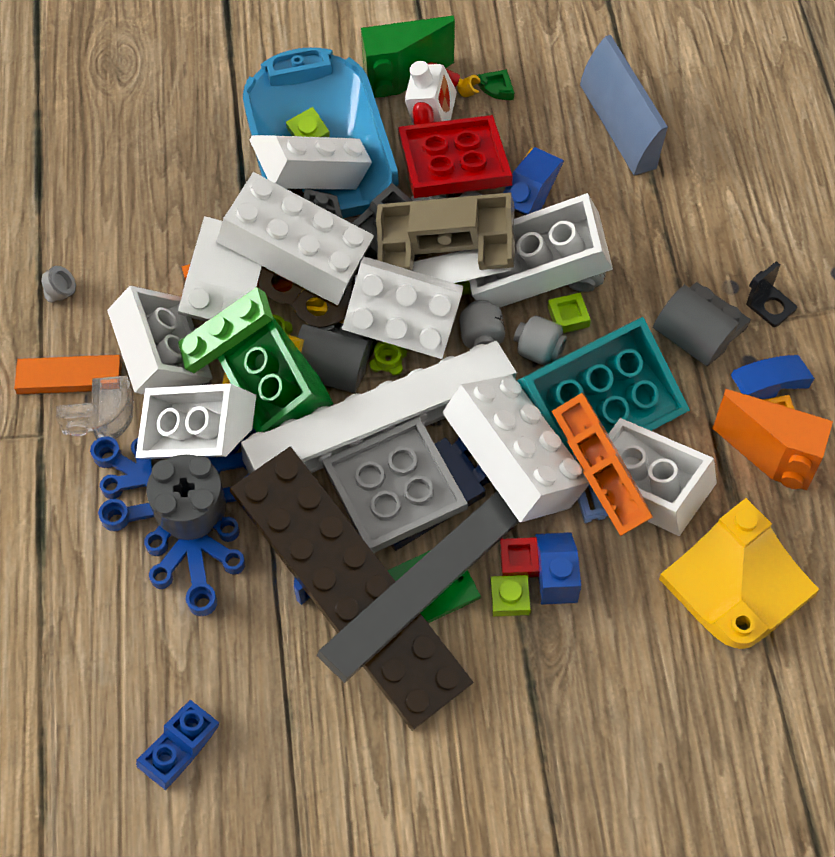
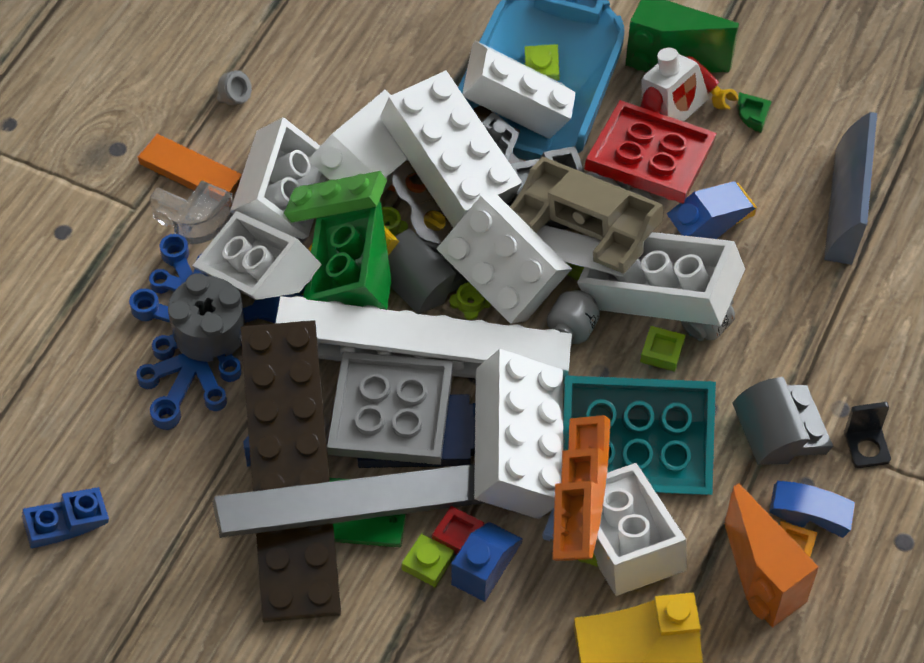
camera: 30 degrees right, 5 degrees down
(540, 340) = (616, 355): light grey head -> none

